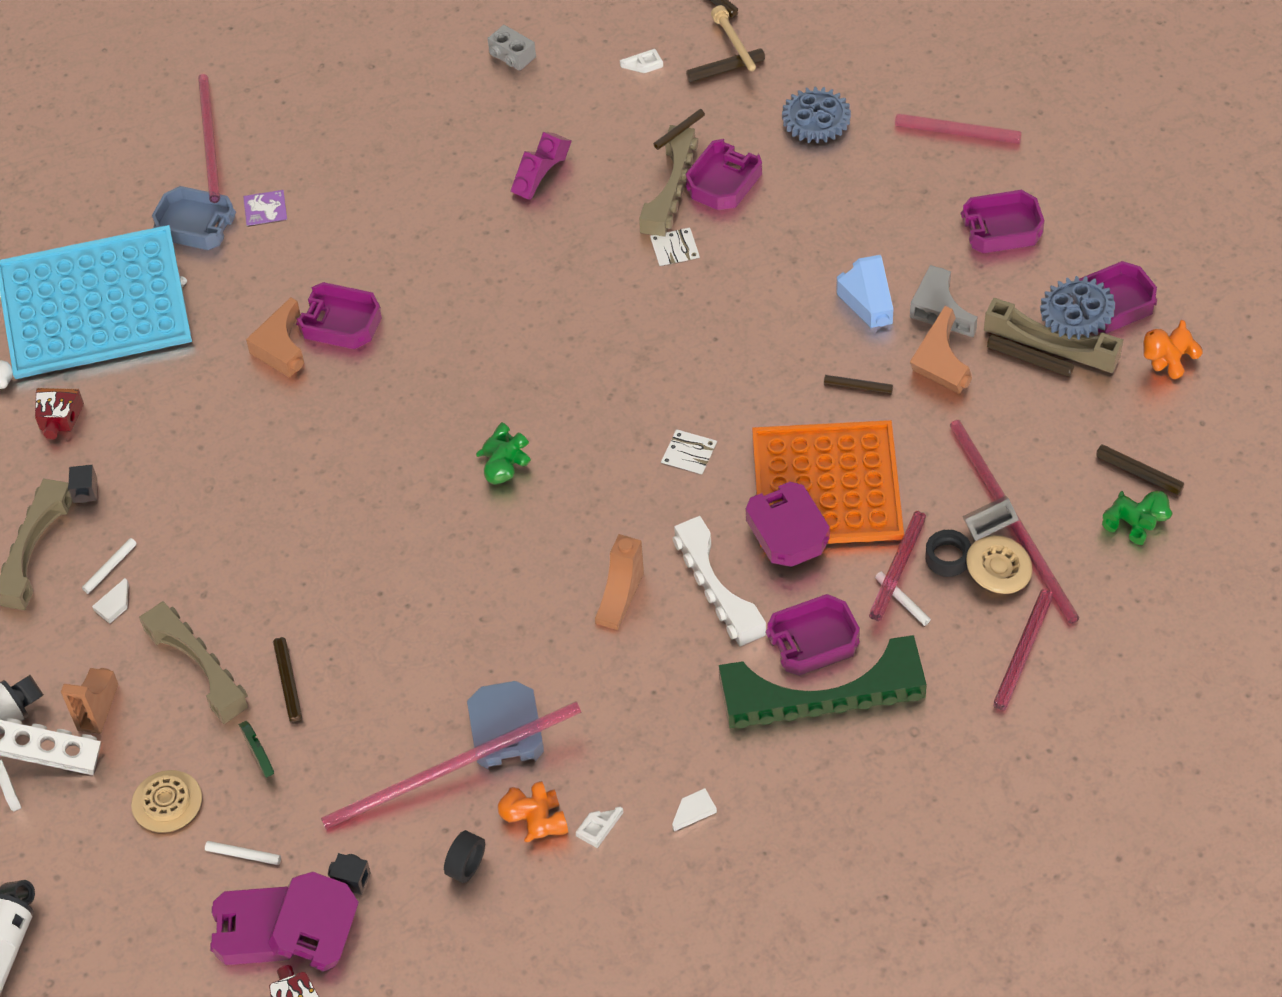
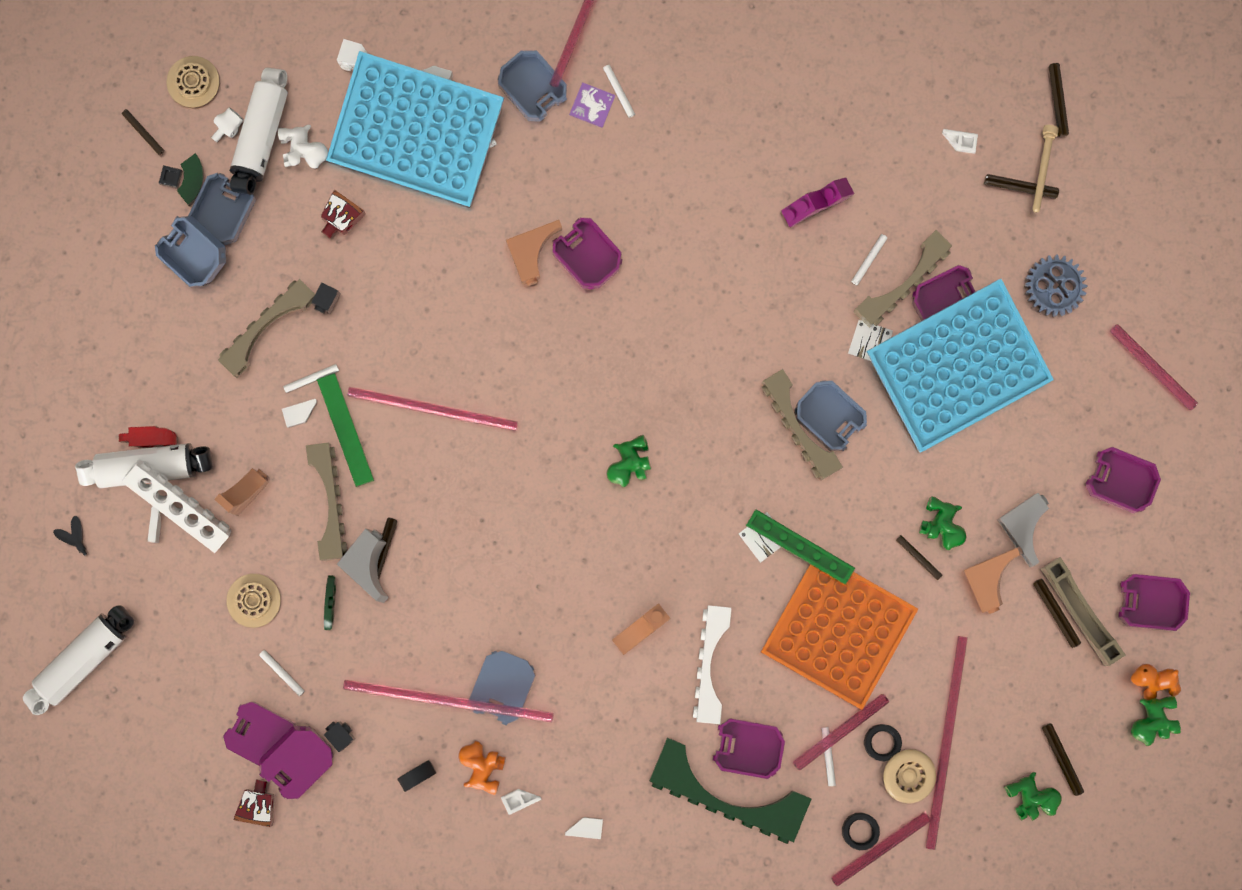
camera: 25 degrees right, 30 degrees up
(176, 590) = (345, 430): none -> green tile
(260, 523) = (432, 408): none -> clear pink piece
(268, 689) = (362, 560): none -> light grey arch
(285, 183) = (619, 91): none -> white piece
(511, 47) = (872, 61): light grey brick -> none
(624, 185) = (869, 259): none -> white piece
(672, 314) = (825, 410): none -> sand blue piece
(679, 129) = (938, 241): dark brown piece -> none
(698, 354) = (823, 462): none -> dark tan arch
(732, 432) = (800, 547): none -> green tile
(774, 212) = (960, 365): none -> medium azure plate
(788, 529) = (786, 662): magenta piece -> none
(859, 340) = (952, 534): none -> green animal
(867, 291) = (977, 487): light blue slope -> none
(987, 658) = (875, 831): none -> black tyre
(990, 518) = (927, 740): piece -> none
(1077, 307) = (1133, 605): sand blue gear -> none
(1202, 385) = (1146, 729): none -> green animal

